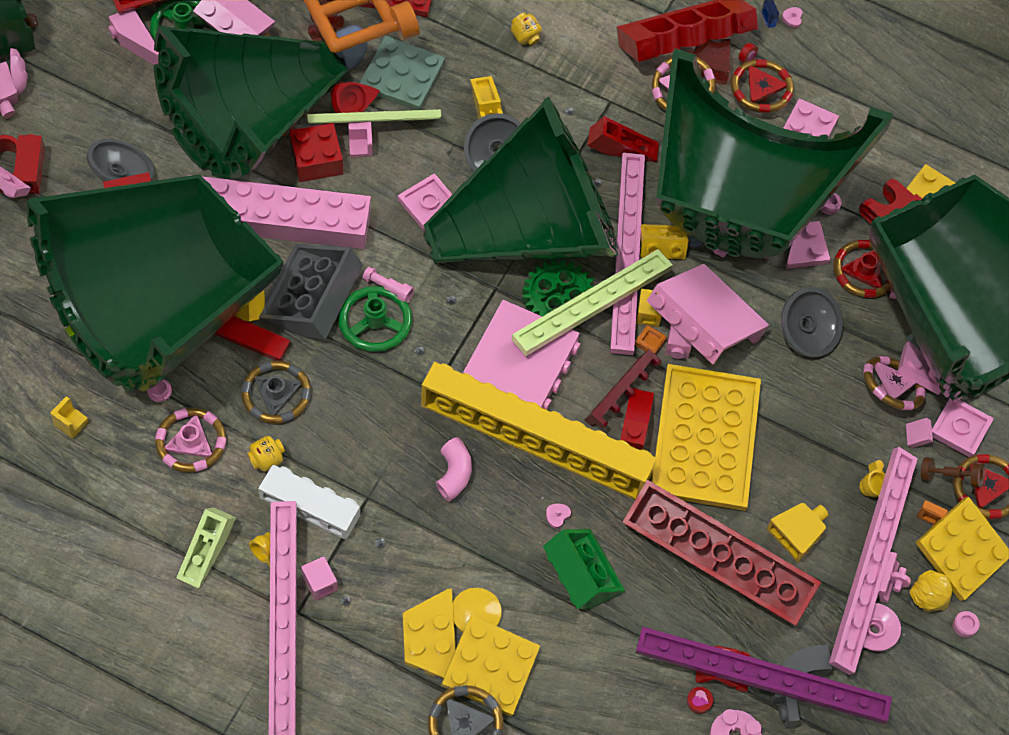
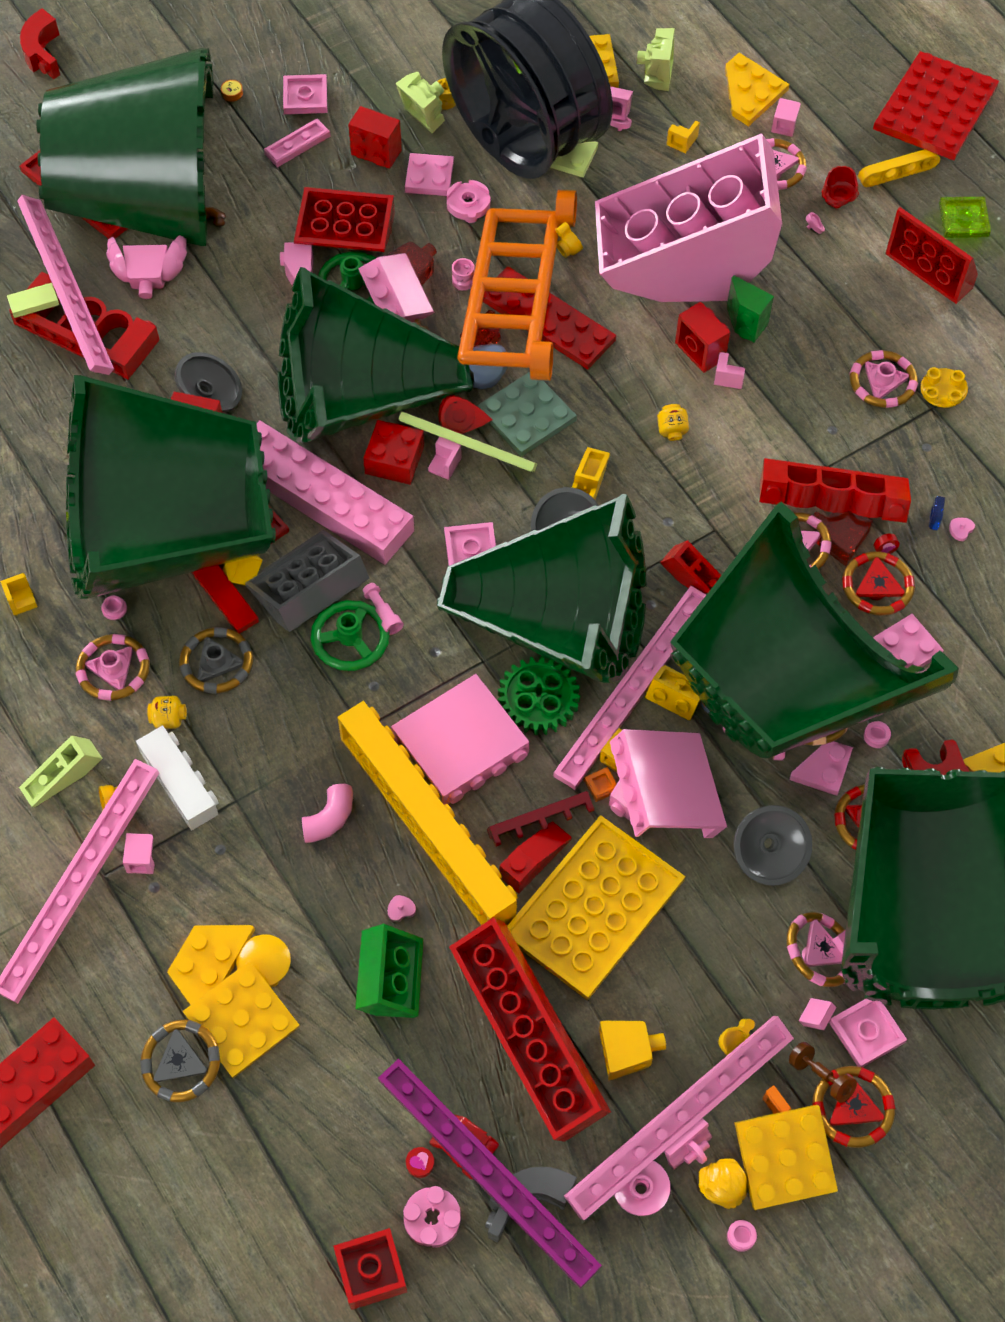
camera: 35 degrees right, 0 degrees up
(591, 302) = (559, 717): yellowish green plate -> none

